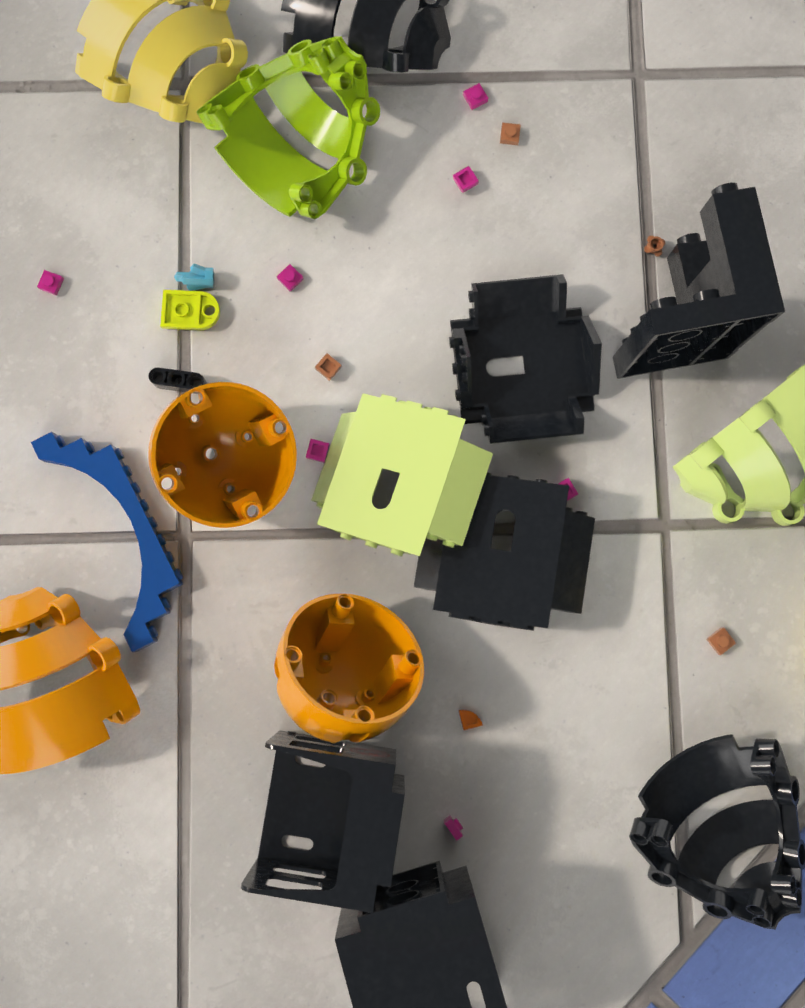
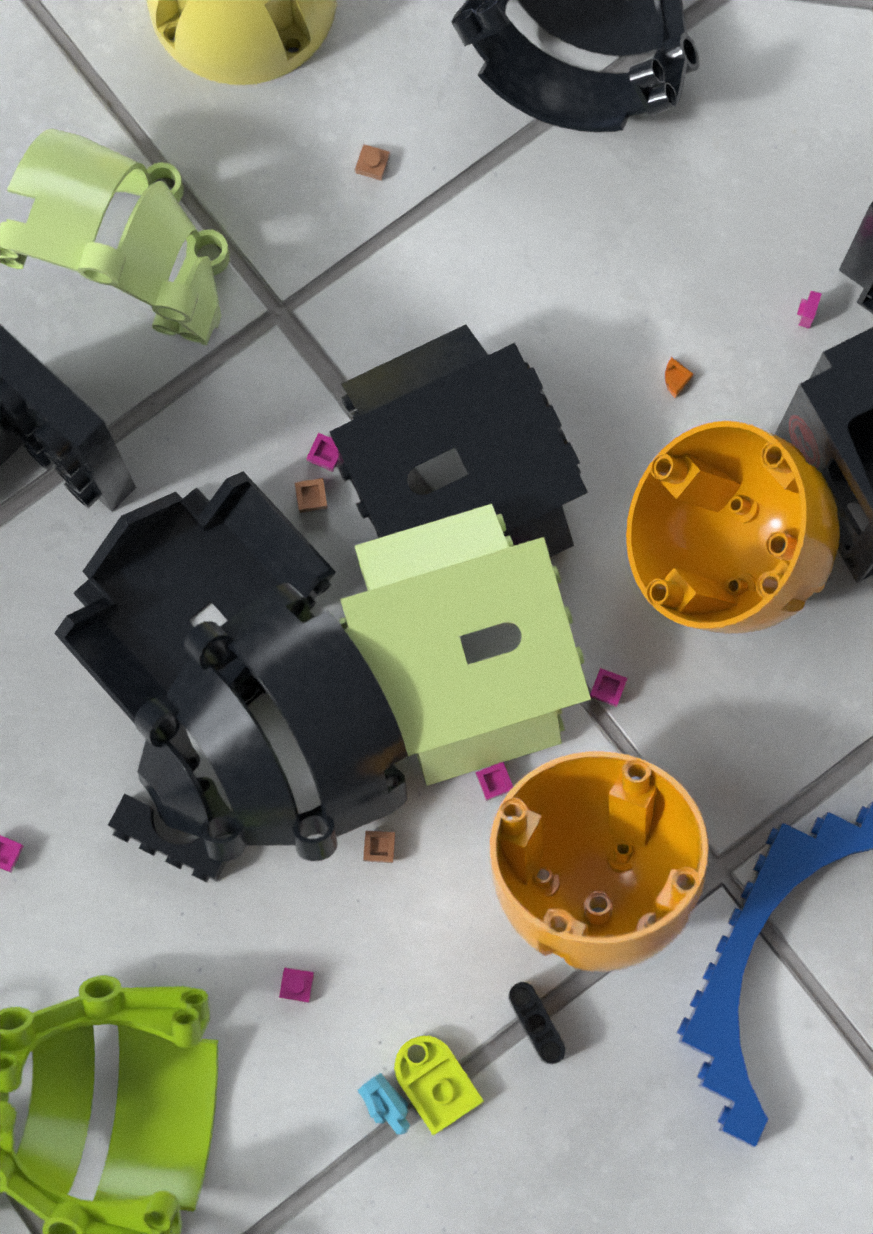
camera: 125 degrees left, 5 degrees down
(322, 547) = (608, 687): none -> dark pink plate
(424, 372) = (327, 703): none -> black piece
(432, 254) = (136, 821): none -> black arch
(545, 466) = (311, 495): none -> nougat plate

